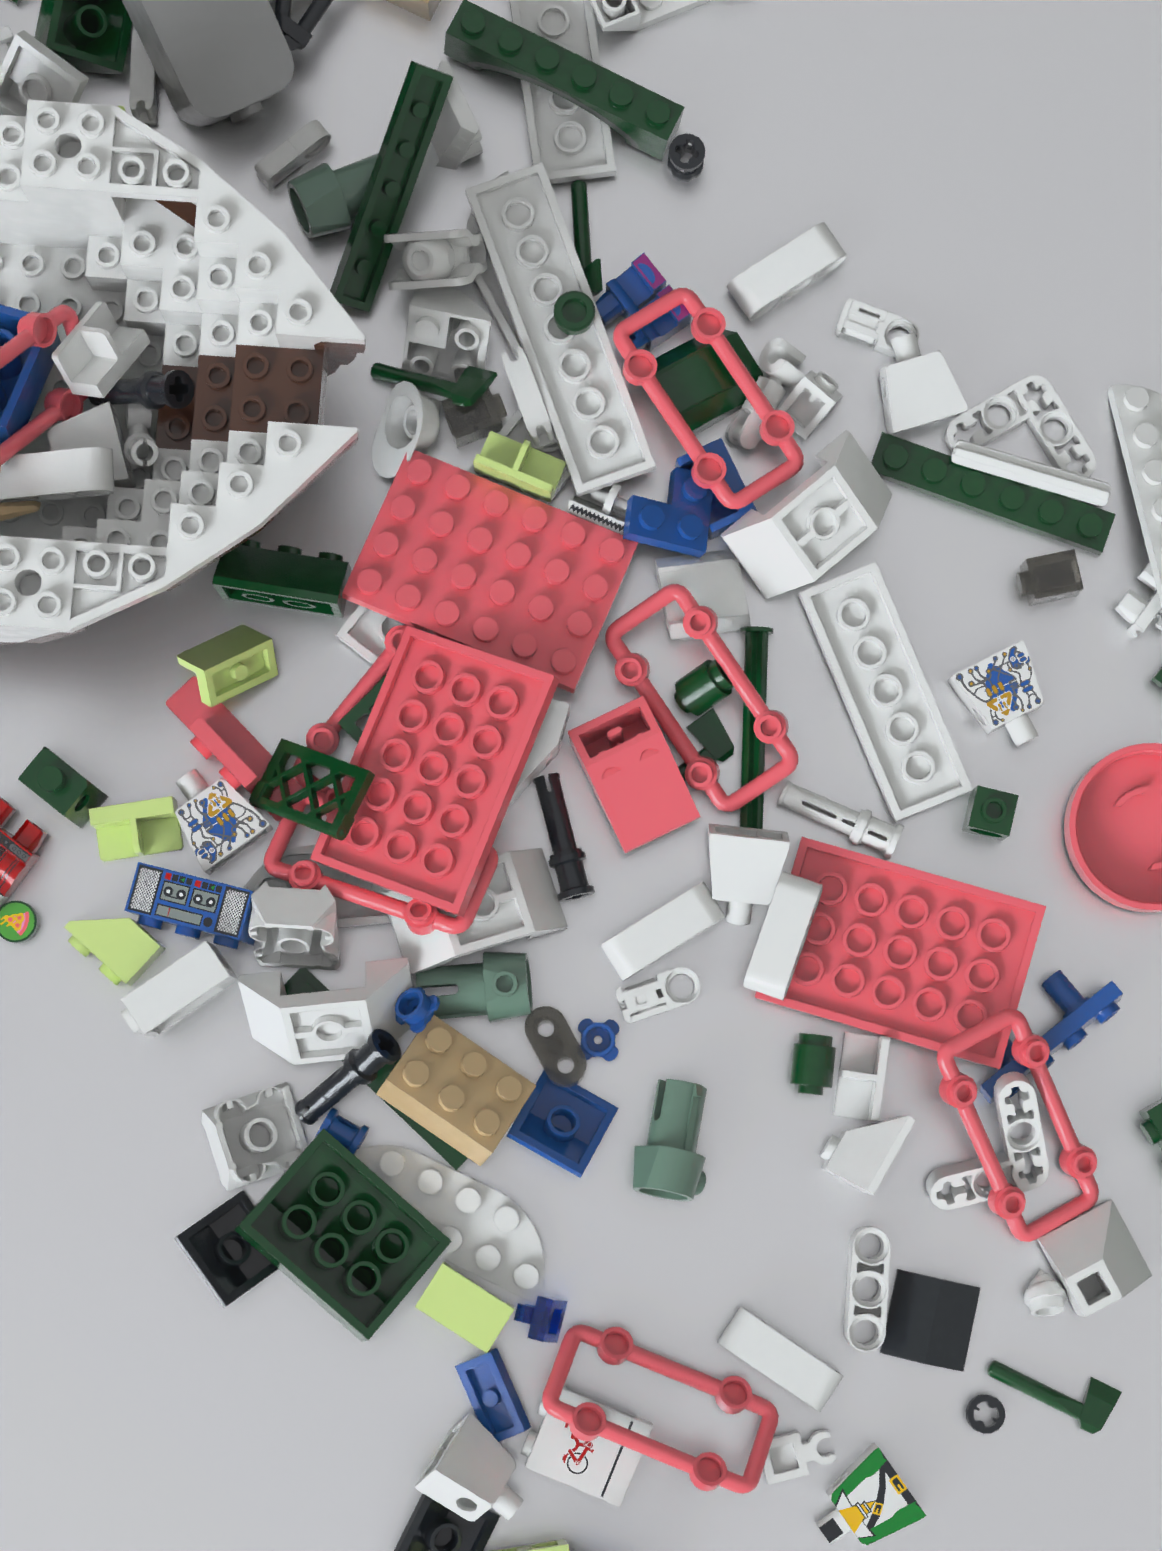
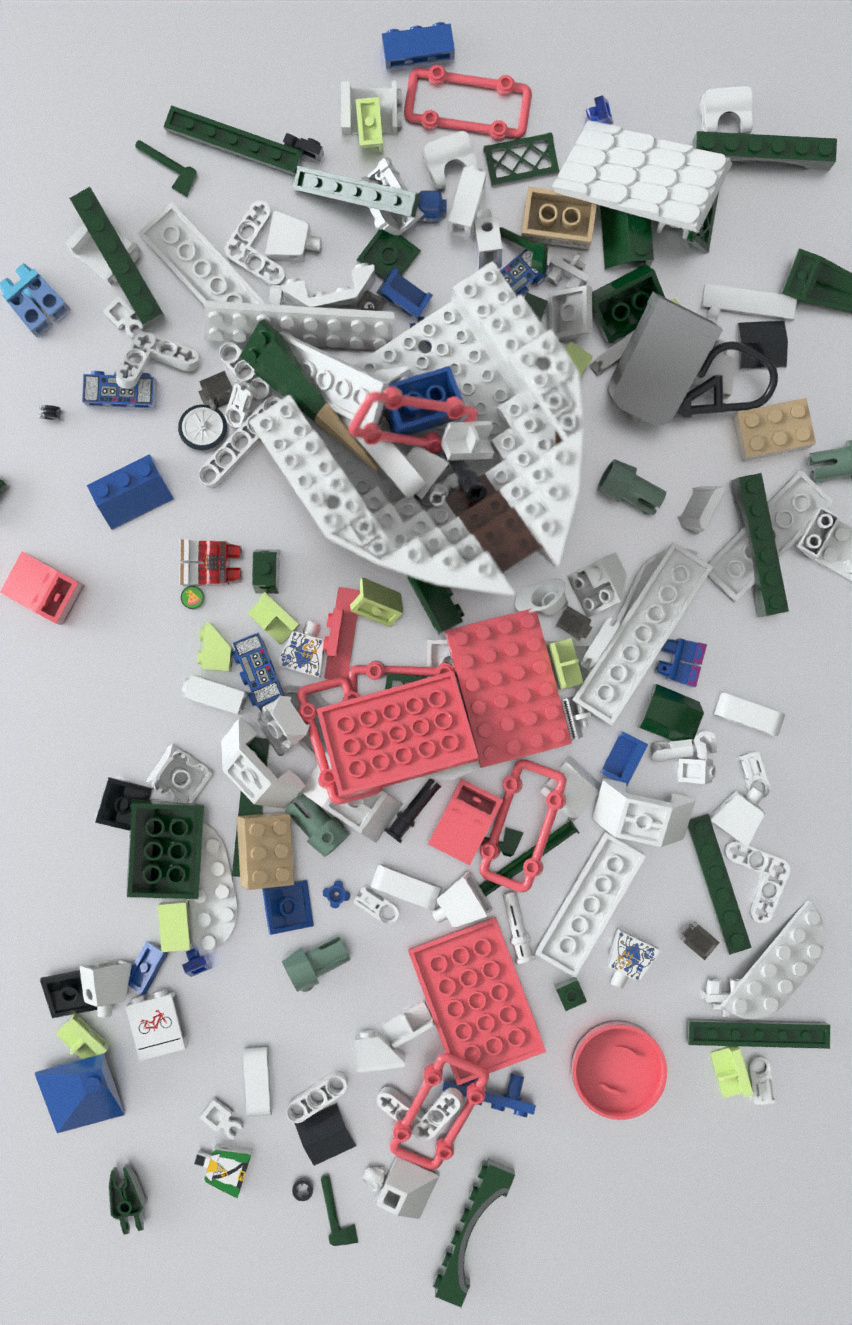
camera: 60 degrees right, 5 degrees up
(292, 154) = (631, 449): white piece -> none
(344, 1131) = (210, 814): blue bush -> none
(347, 803) = (352, 707): dark green window -> none
(358, 1067) = (241, 801): black pin -> none
(390, 185) = (648, 507): dark green plate -> none
(415, 1008) = (286, 806): blue plate -> none
(438, 258) = (630, 555): white piece -> none
(464, 393) = (578, 613): dark green piece -> none
(556, 1047) = (318, 878): clear smoke plate -> none
(574, 312) = (653, 635): dark green tile -> none
(582, 236) = (693, 609): dark green piece -> none
(674, 525) = (596, 755): blue plate -> none
(678, 148) = (772, 632): black bush -> none
(702, 688) = (528, 822): dark green brick -> none
(708, 467) = (694, 700): coral bar -> none
(731, 1395) = (165, 1021): coral bar -> none
(783, 935) = (443, 943): white beam -> none
(813, 1063) = (398, 998): dark green brick -> none
(1031, 473) = (740, 895): white axle -> none

